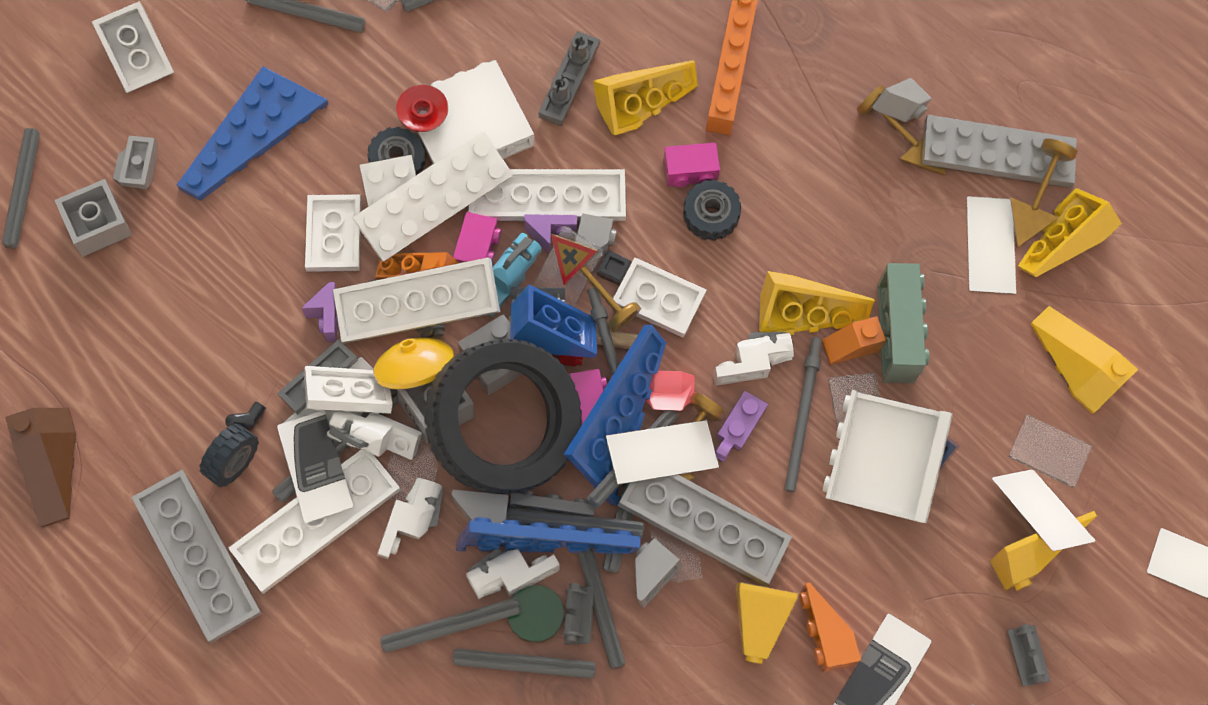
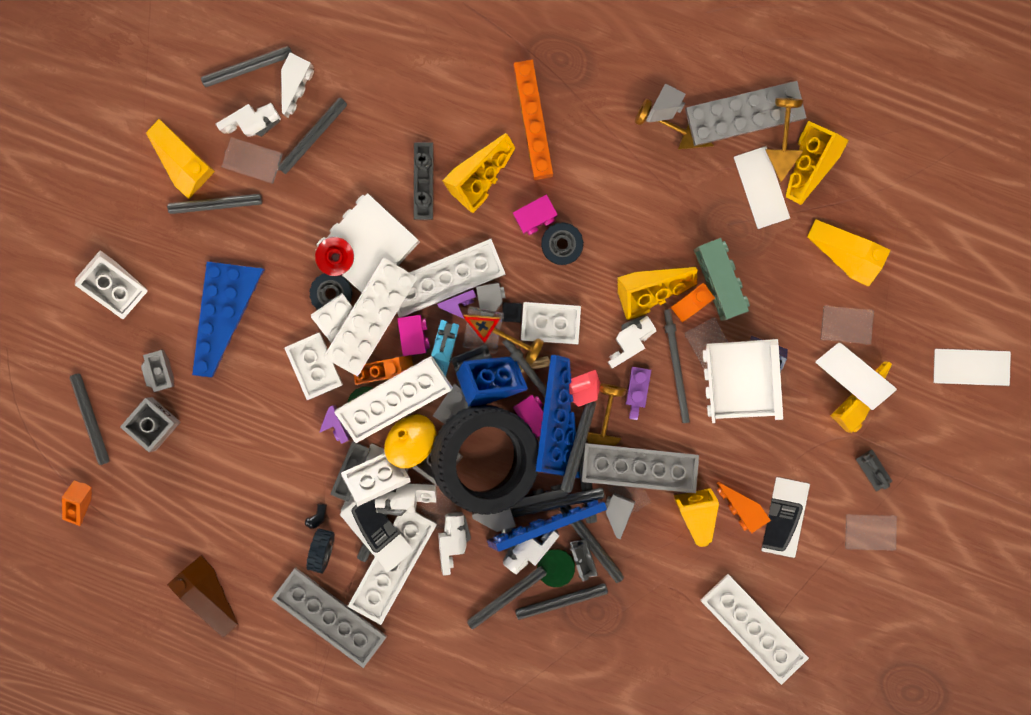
camera: 10 degrees left, 20 degrees up
(662, 451) = (596, 436): white sticker -> none

